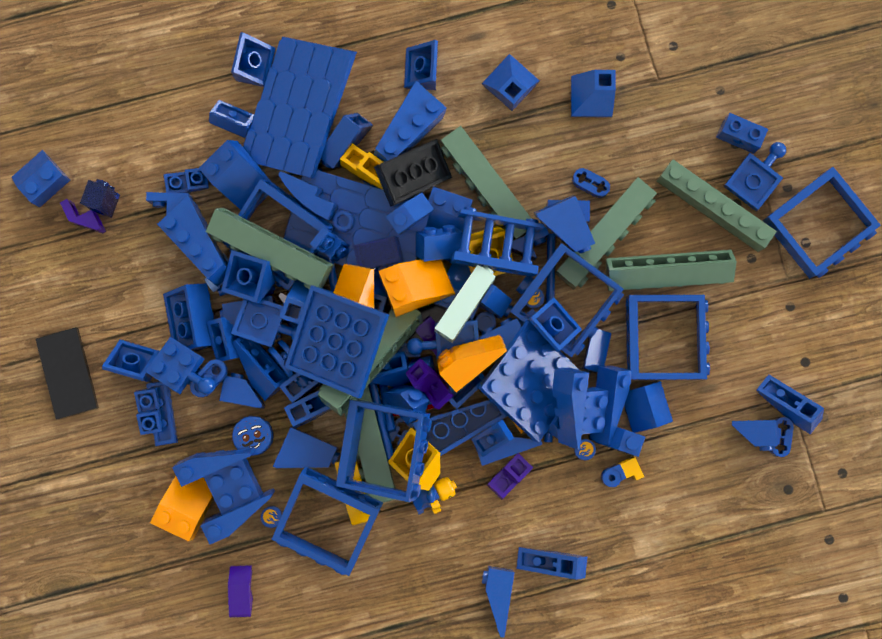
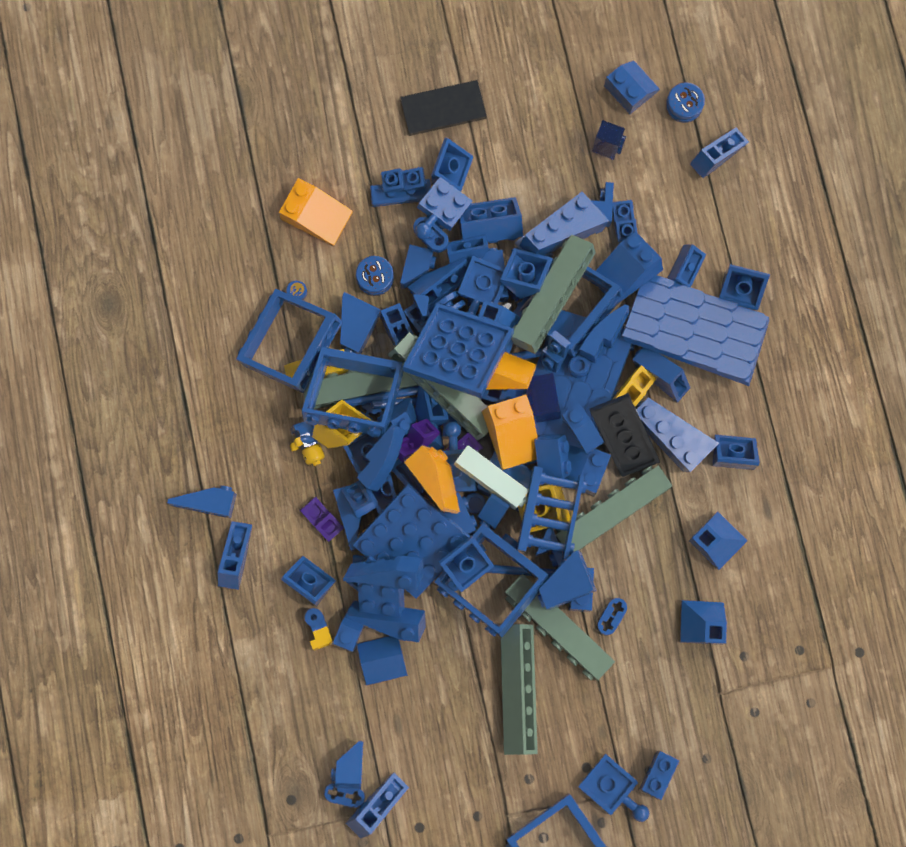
camera: 90 degrees right, 5 degrees down
(56, 122) = (685, 102): none -> blue head
(87, 220) = (589, 130): dark purple slope -> none
(110, 88) = (718, 152): none -> blue slope
(230, 484) = (329, 252): blue wedge -> none
(239, 591) = (228, 258): dark purple slope -> none
(285, 383) = (422, 304): none -> blue slope
(452, 415) = (382, 458): none -> blue slope
(536, 300) = (495, 554): blue tile -> none
(574, 485) = (308, 580): none -> blue slope
(586, 451) = (343, 594): blue tile -> none
(596, 351) = (441, 612): blue slope -> none
(632, 337) = (439, 719): blue window -> none
(716, 206) = (583, 742): sand green brick -> none

